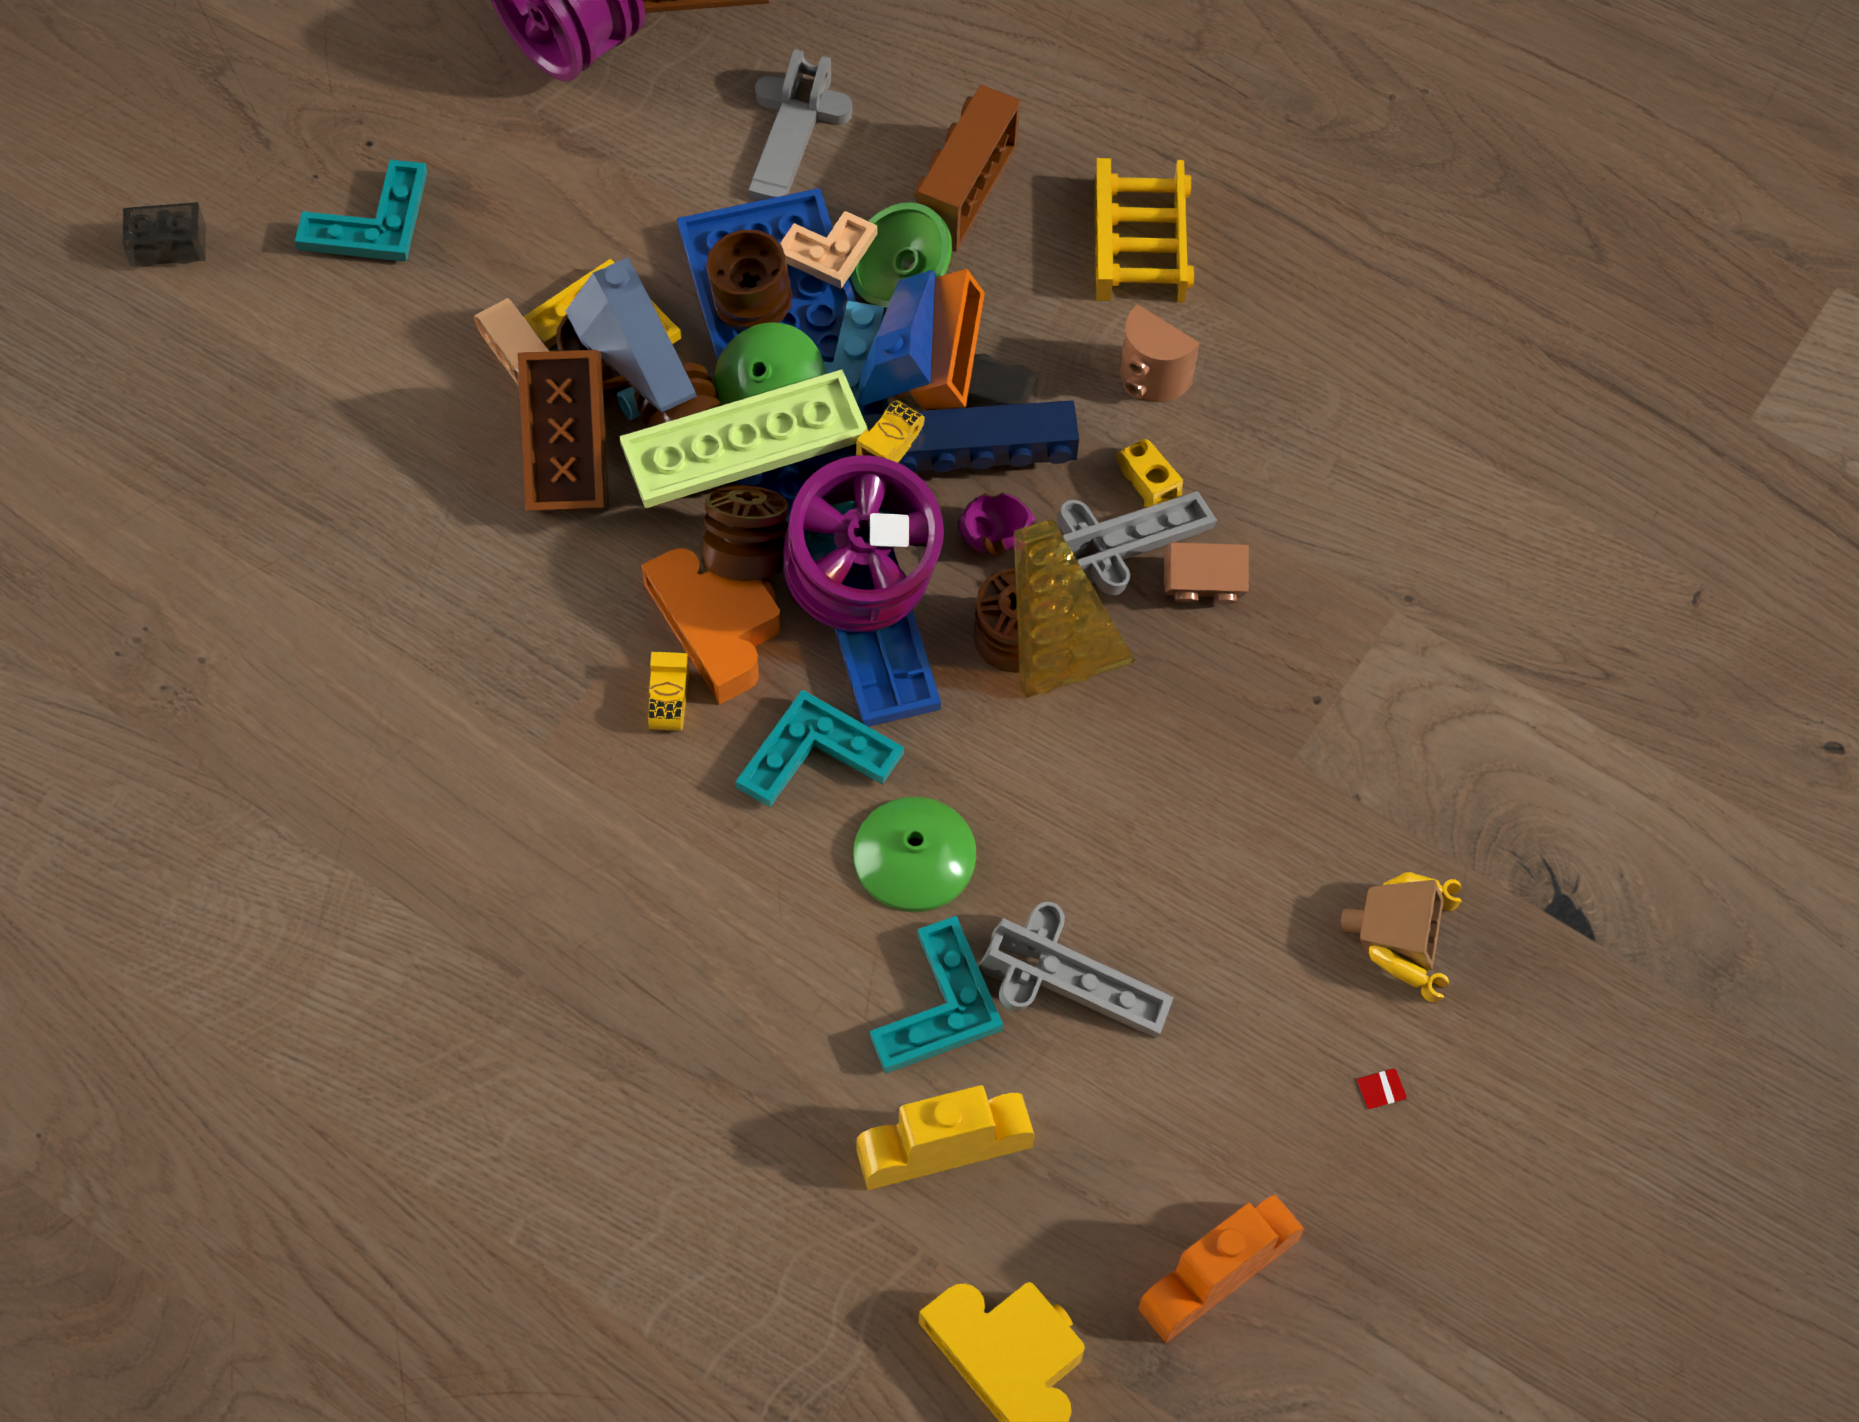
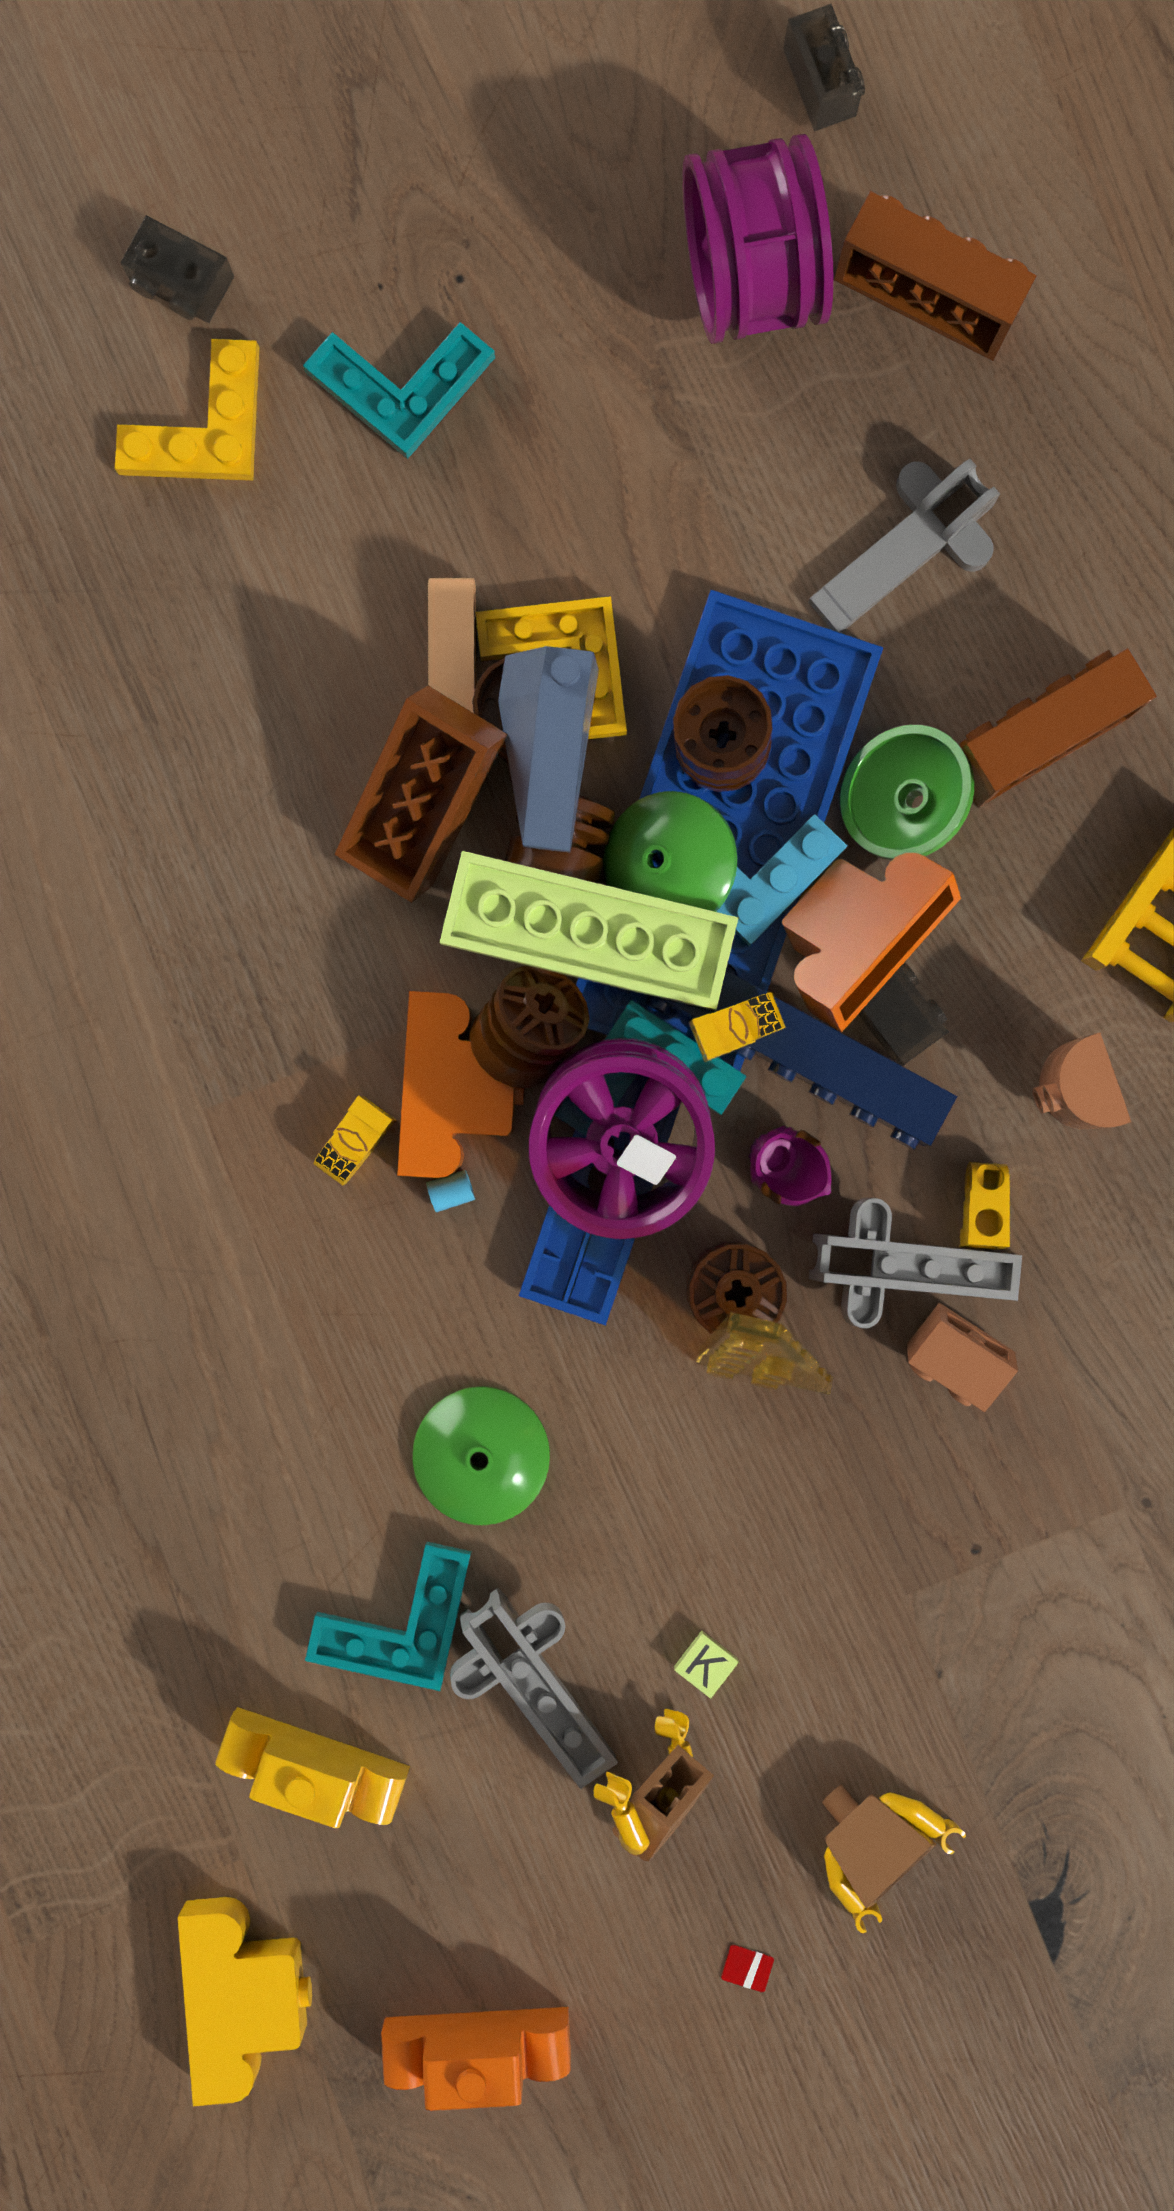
camera: 40 degrees right, 25 degrees up
(264, 328) = (213, 452): none -> yellow plate
(763, 687) = (450, 1191): none -> medium azure hinge
(817, 724) = (462, 1261): teal plate -> none
(830, 257) = (832, 749): light nougat plate -> none
(903, 343) = (824, 917): blue wedge -> none
(1186, 890) = (706, 1664): none -> yellowish green tile
(1219, 983) = (662, 1799): none -> torso

